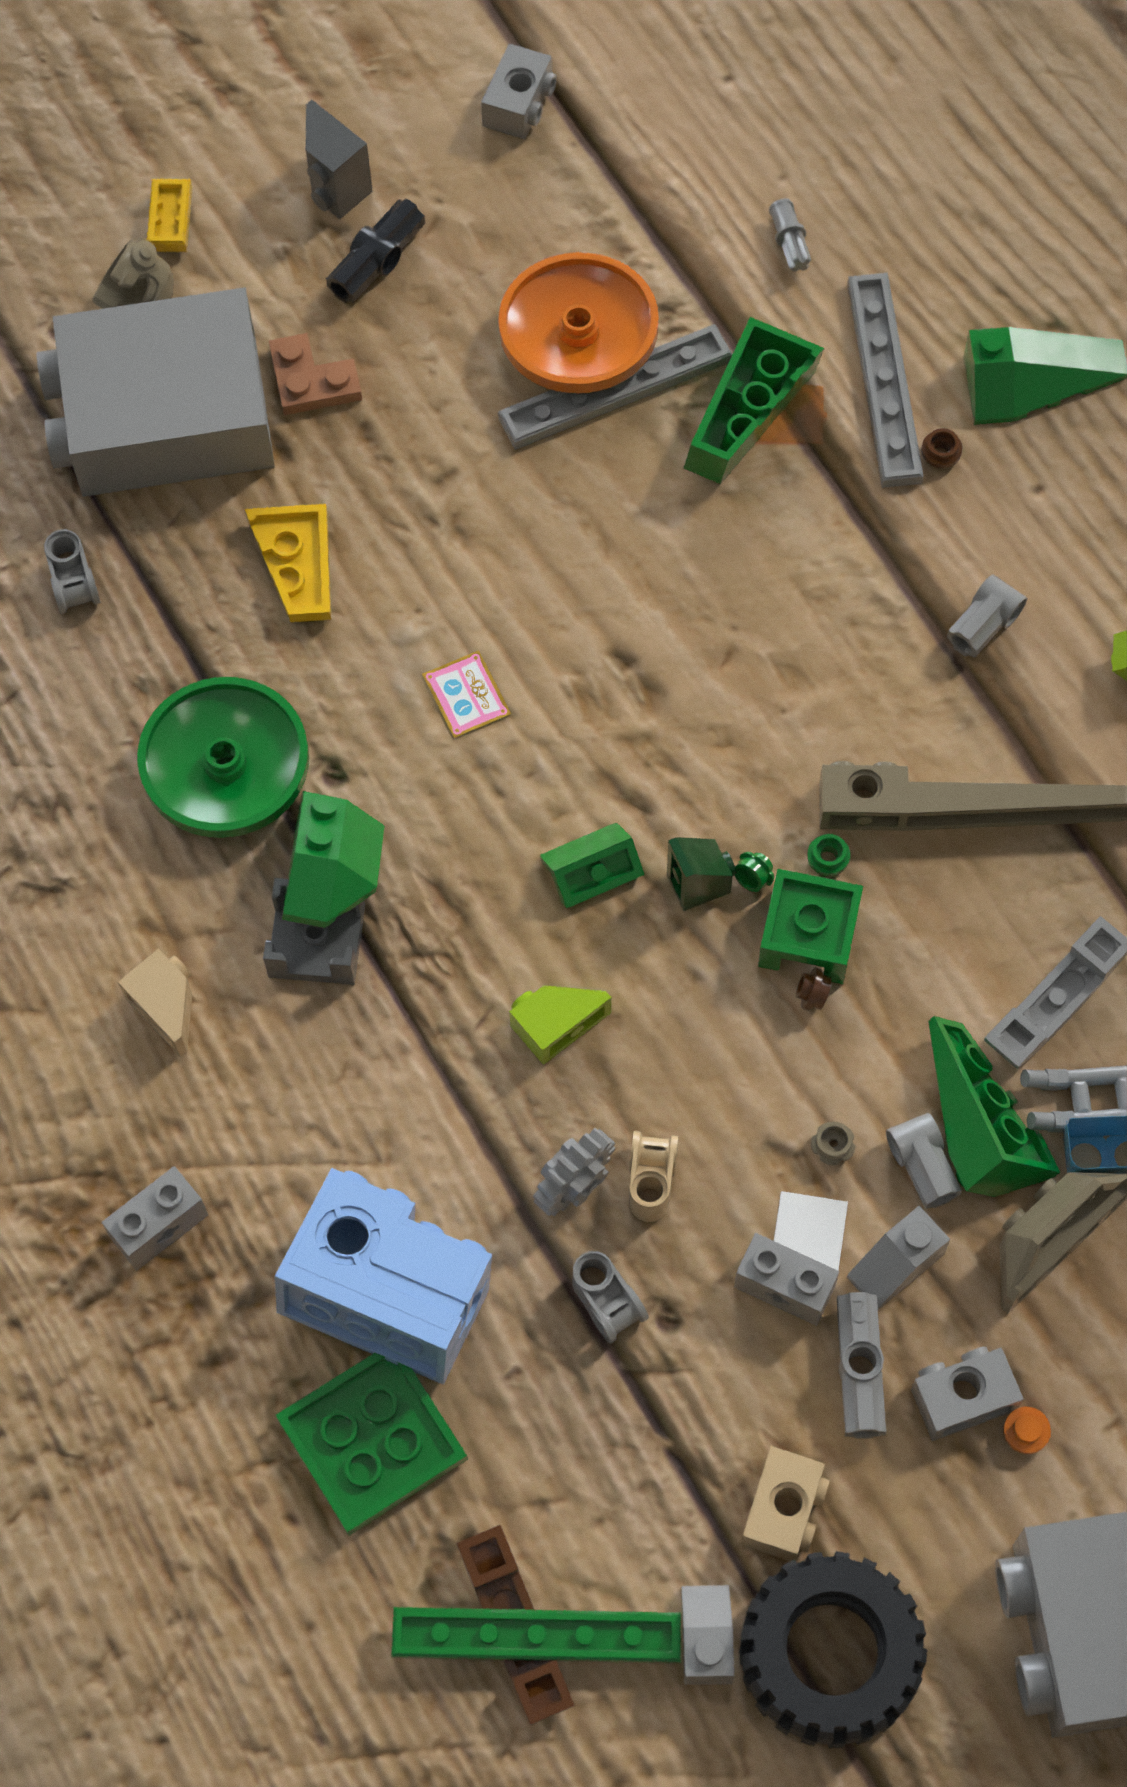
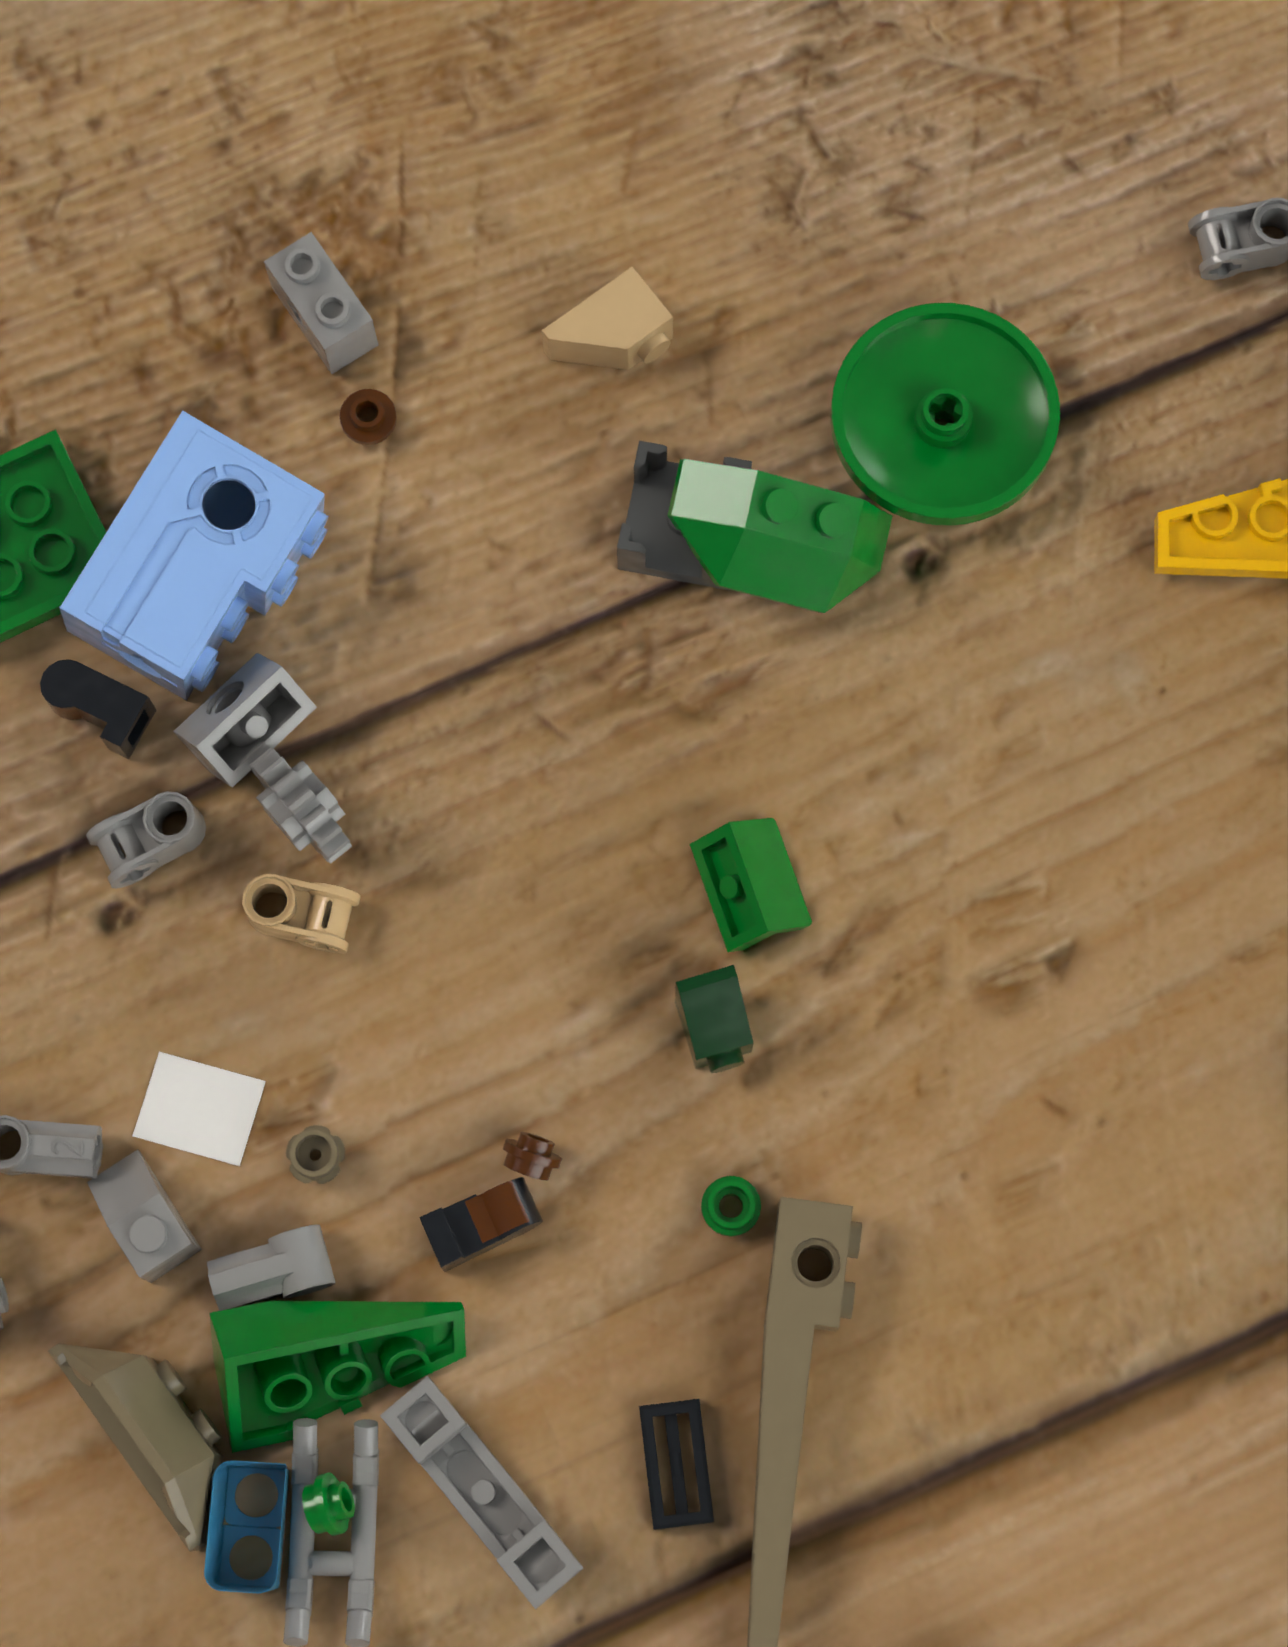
camera: 95 degrees right, 10 degrees up
(249, 1188) = (368, 432): none -> reddish brown plate
(466, 694) = (1028, 745): sticker -> none
(500, 1347) = (89, 695): none -> black leg
(508, 1227) = (245, 719): none -> light grey brick
(557, 1017) = (529, 809): lime slope -> none
(754, 871) = (715, 1099): green plate -> none
(786, 1279) = (132, 1063): light grey brick -> none
(810, 923) = (619, 1160): green panel -> none
(868, 1020) = (480, 1223): none -> leg
(991, 609) = (1095, 1498): light grey piece -> none
(1021, 889) = (670, 1412): none -> black tile
(1088, 1089) = (328, 1505): none -> green plate

